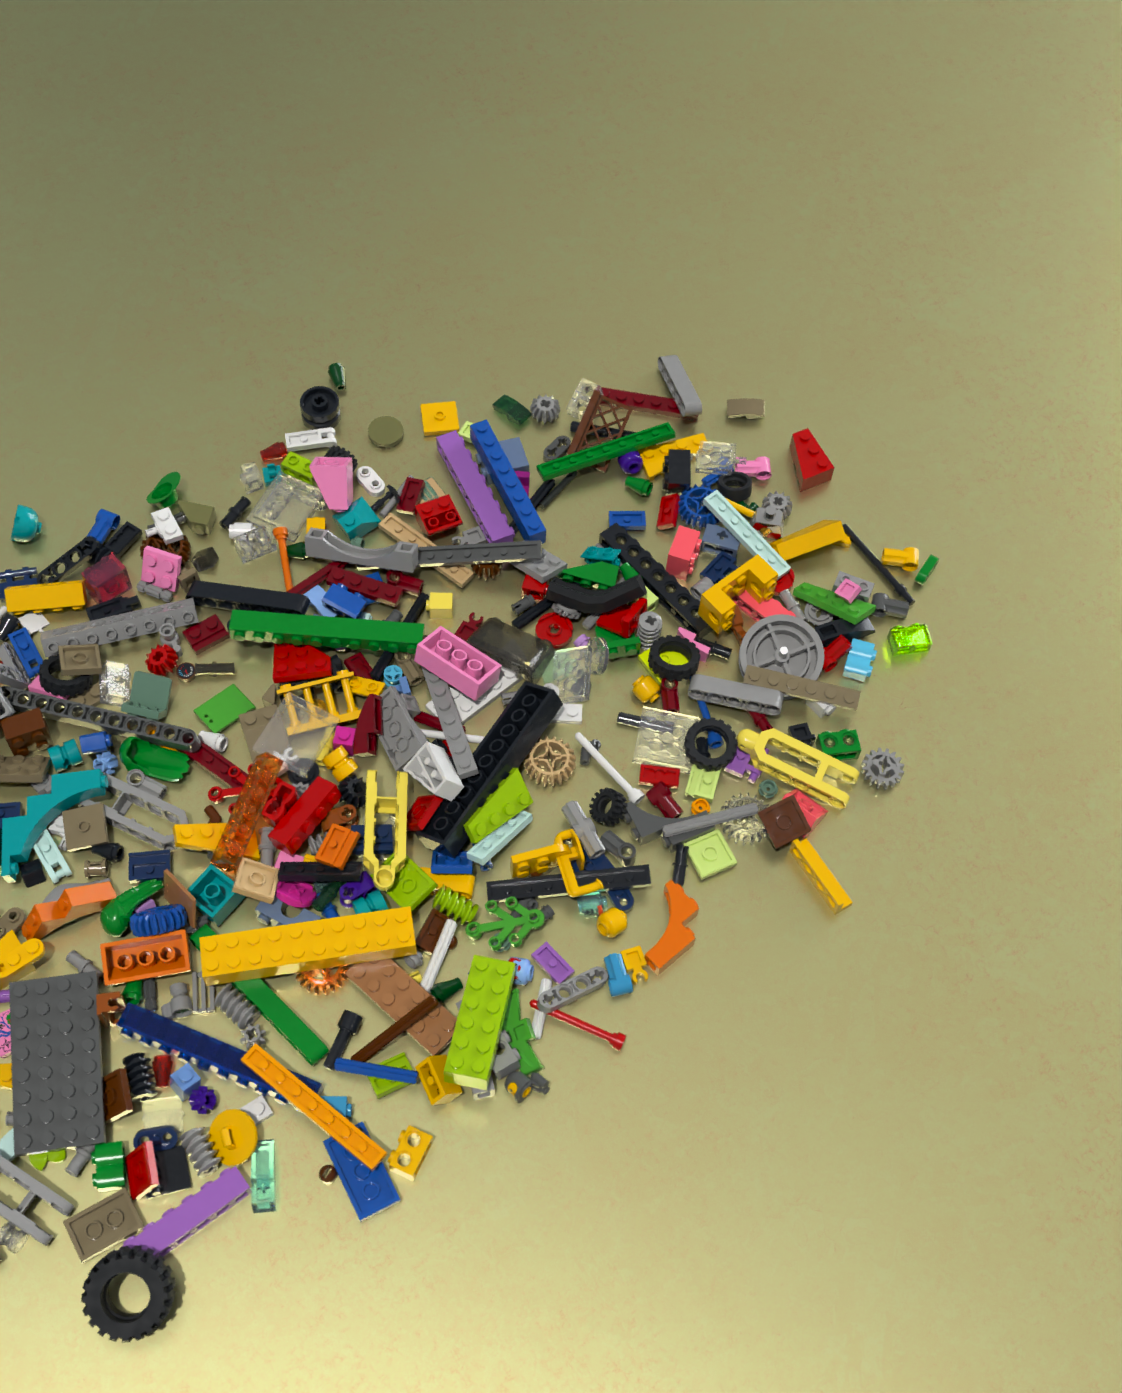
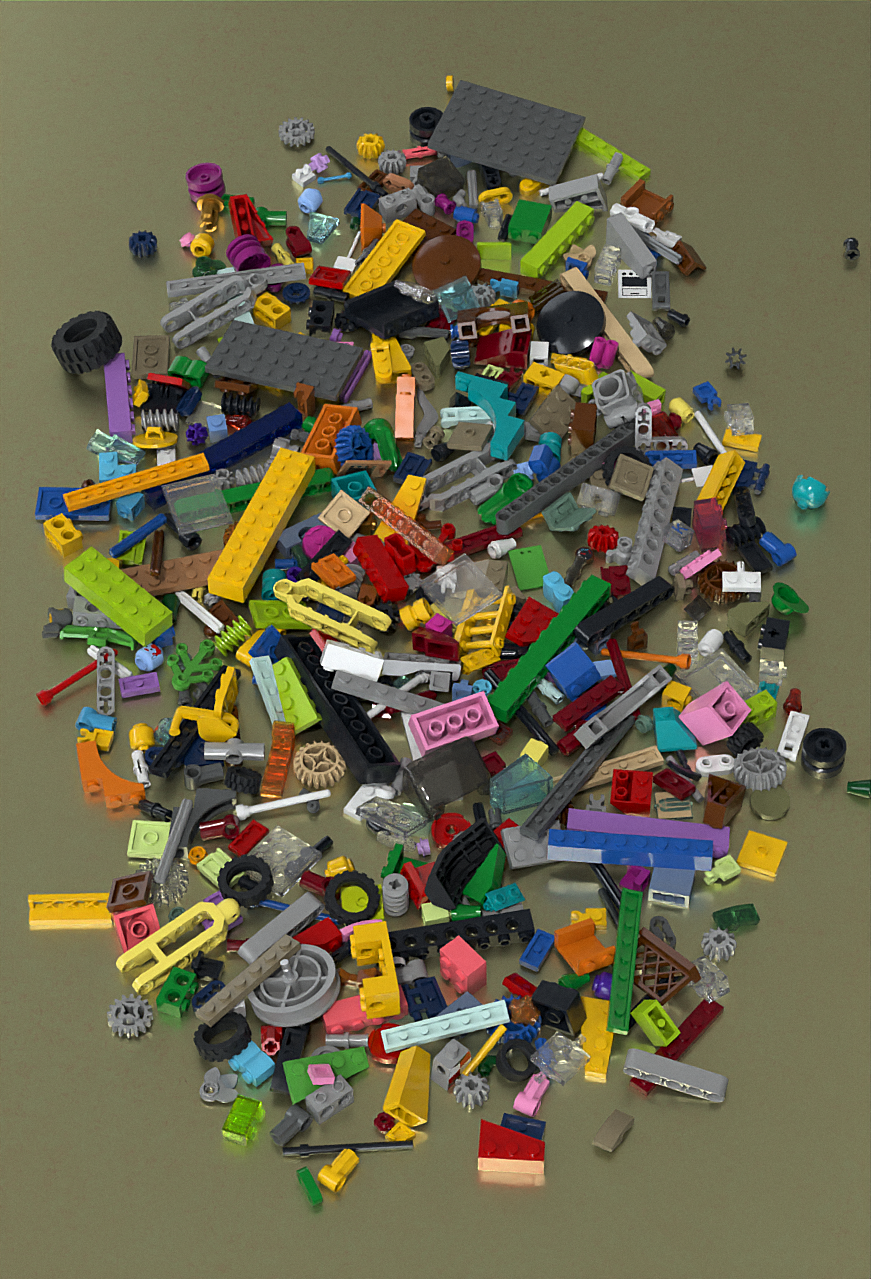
camera: 125 degrees right, 10 degrees down
(135, 594) = (678, 535): none -> clear brick
(168, 1196) = (141, 393): none -> yellow plate
(212, 488) = (774, 639): none -> black brick
(249, 665) = (556, 590): none -> medium azure brick
(270, 582) = (638, 639): none -> reddish brown plate
(307, 1033) = (197, 504): none -> clear piece
(307, 1150) = (110, 468): none -> medium azure brick
(370, 435) = (759, 769): none -> light grey gear
(417, 449) = (721, 801): none -> reddish brown wedge
(485, 593) = (520, 786): none -> clear light blue slope
(551, 800) = (279, 759): none -> clear orange beam
(572, 500) = (598, 915): none -> yellow plate
(610, 485) = (582, 948): none -> orange panel
(647, 411) = (655, 1023): none -> lime brick
(652, 896) = (139, 761): none -> white pin
(700, 487) = (523, 1011): none -> clear orange rock
(721, 667) = (322, 935): none -> red slope
(783, 463) = (524, 1125): none -> dark blue plate
(823, 723) = (206, 994): none -> dark blue beam
(840, 555) = (384, 1127): none -> dark red plate
(869, 669) = (228, 1048): none -> black tyre
(890, 673) = (221, 1085): none -> light grey plate

